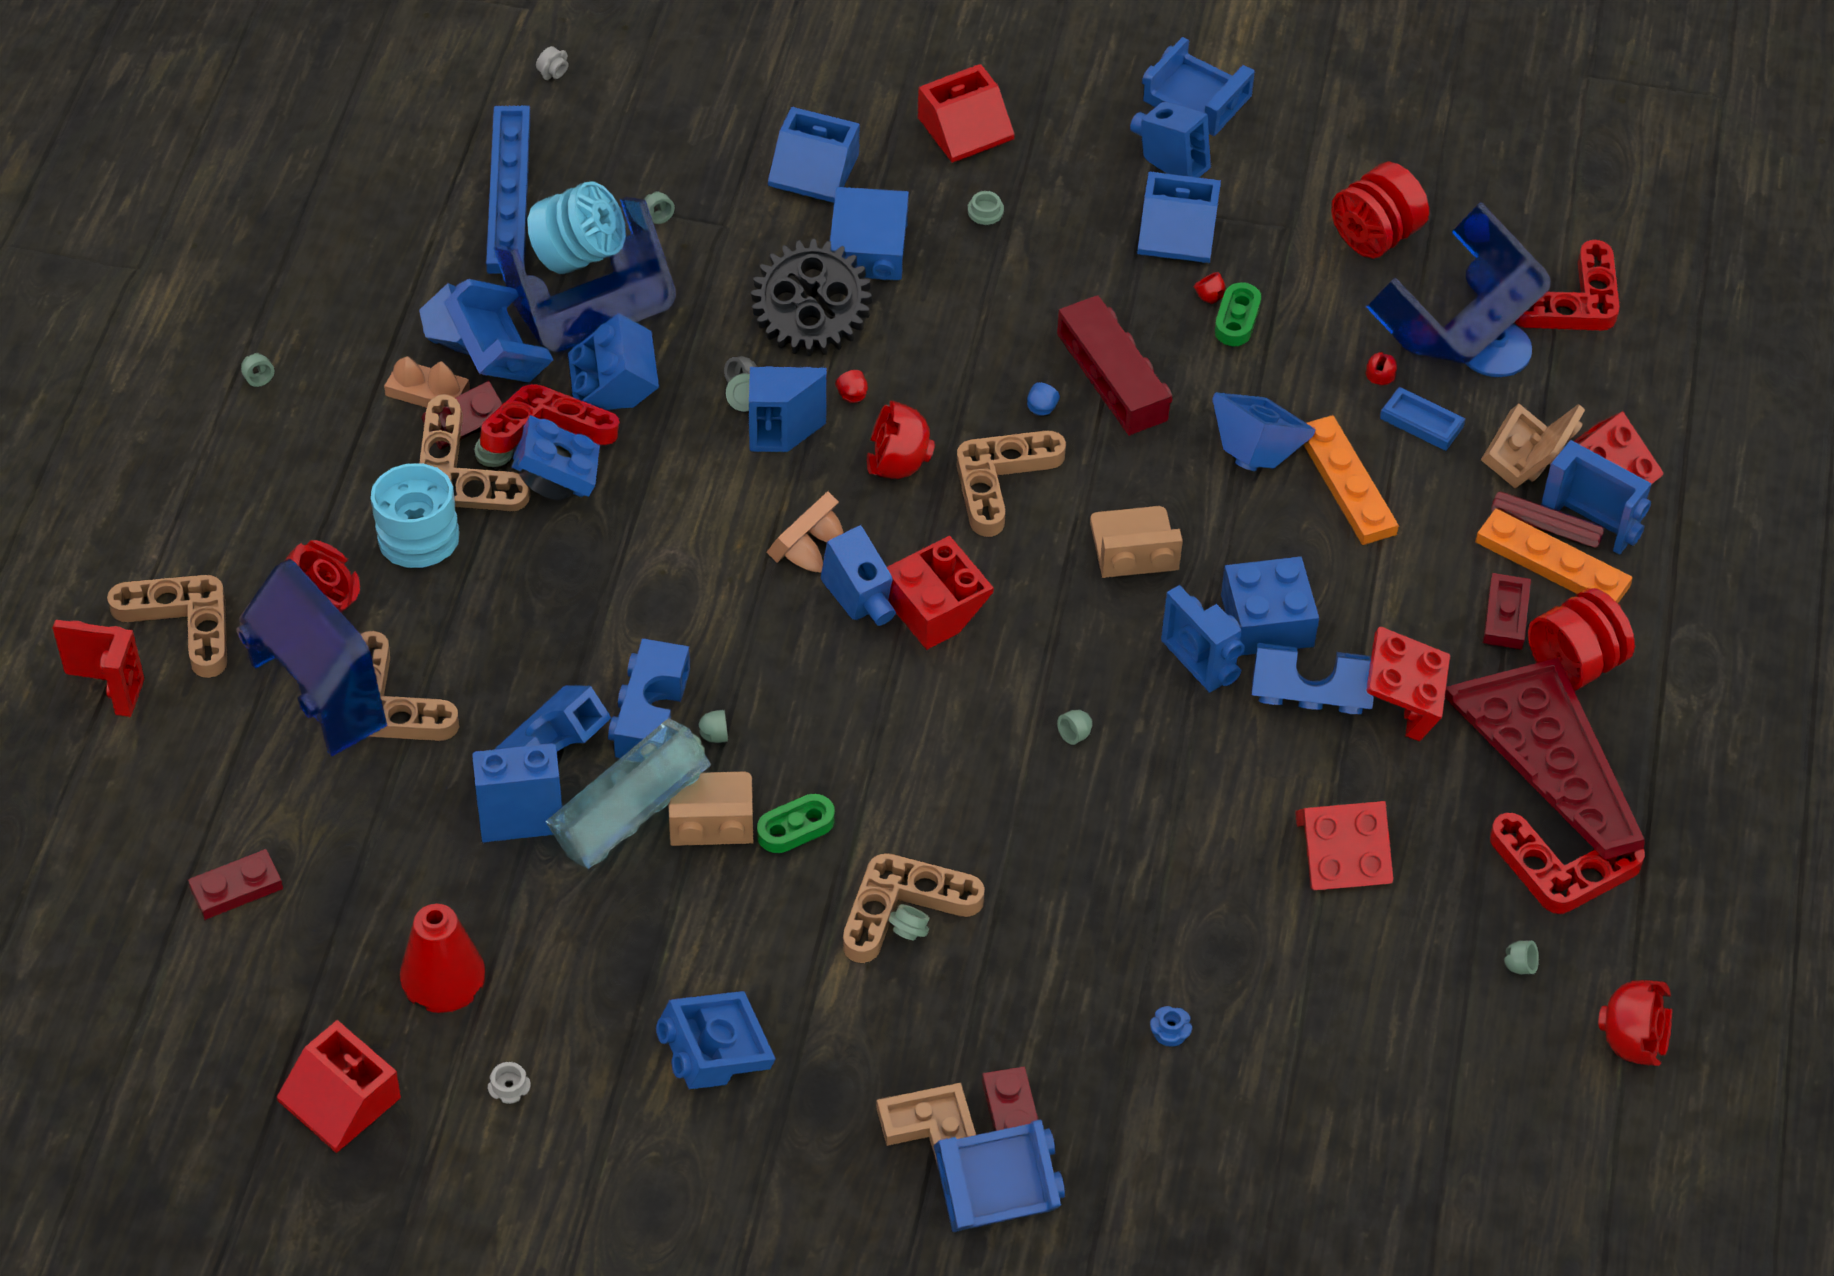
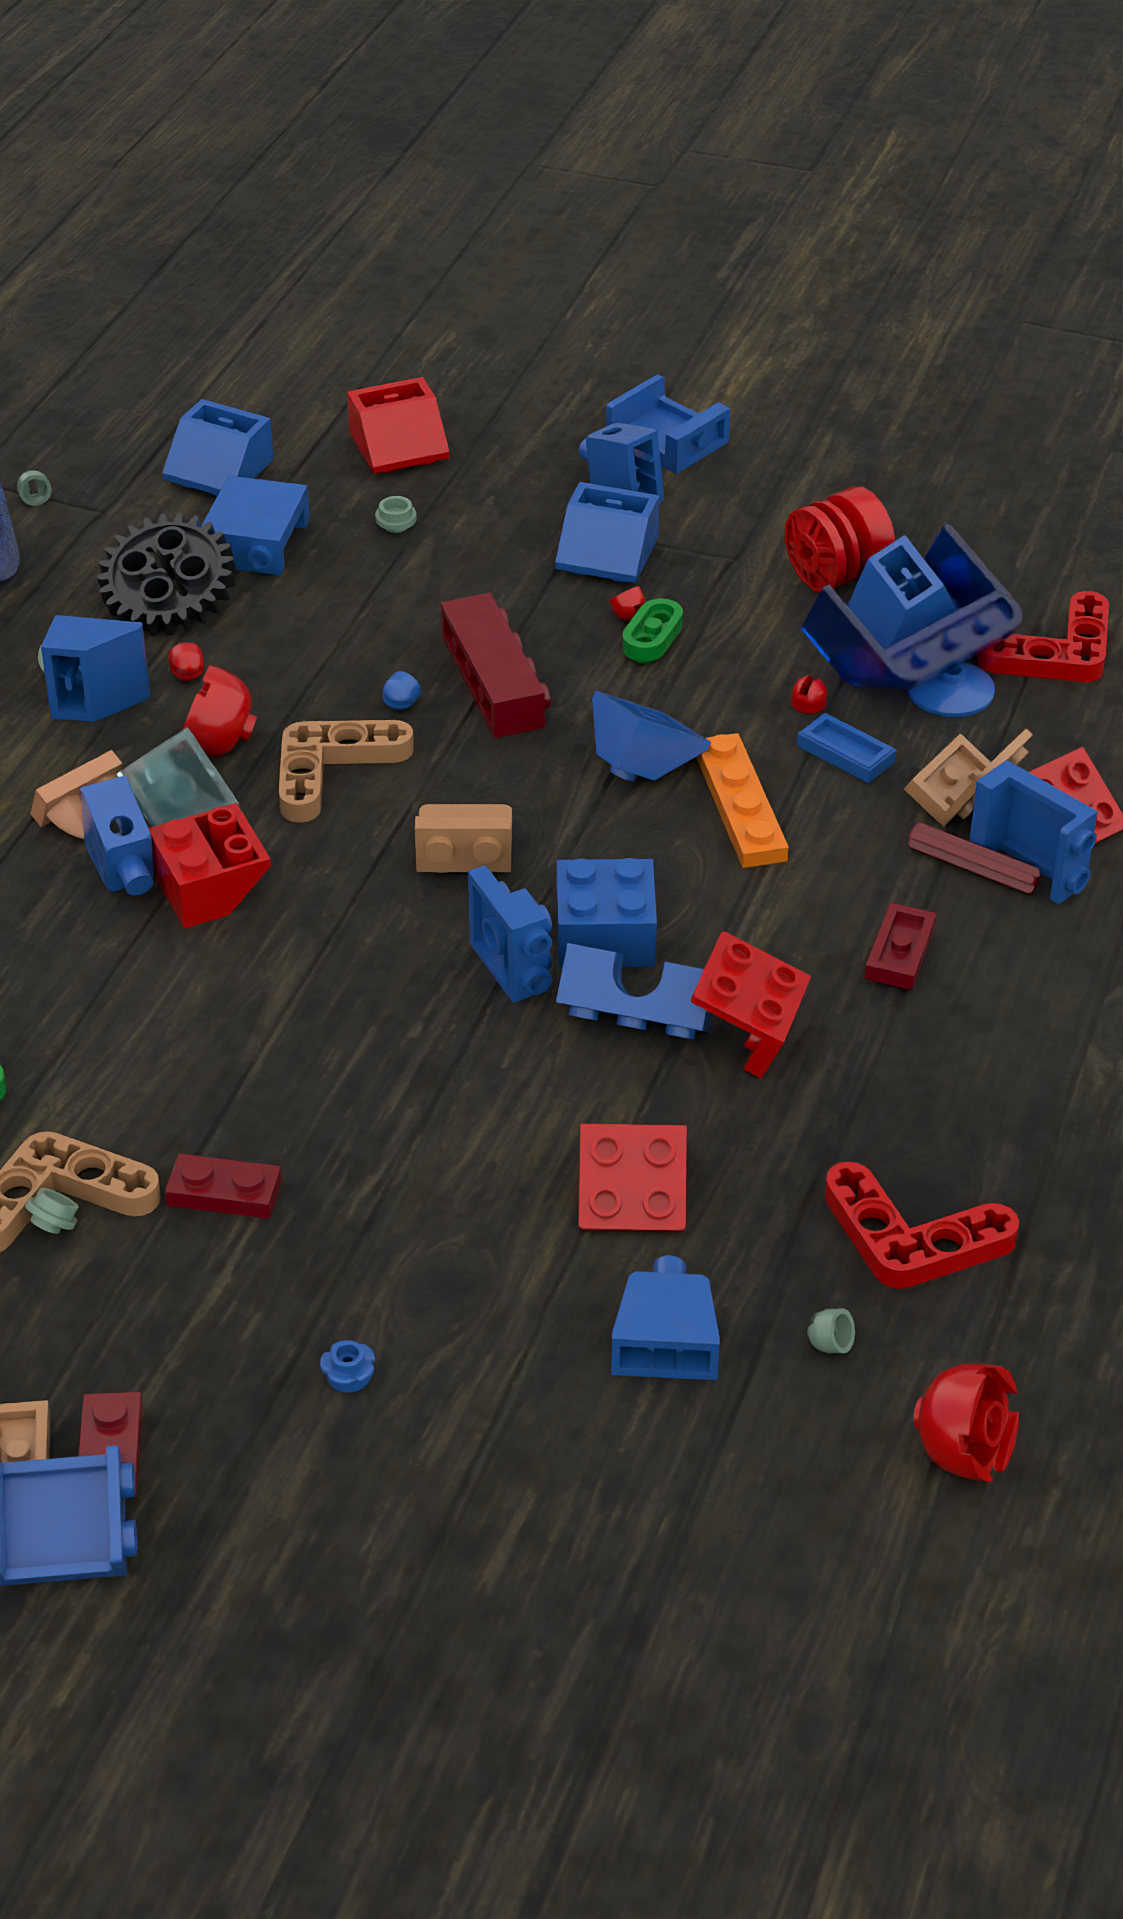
camera: 10 degrees right, 10 degrees down
(887, 514) = (176, 781): none -> clear light blue slope
(1031, 884) = (223, 1186): none -> dark red plate
(1074, 726) = (332, 1018): sand green hinge -> none
(1402, 966) = (666, 1325): none -> blue torso
(1443, 270) = (899, 594): none -> blue slope
(1547, 738) = (923, 1091): dark red wing -> none
(1550, 556) = (974, 901): orange plate -> none
(1585, 634) = (982, 976): red wheel -> none

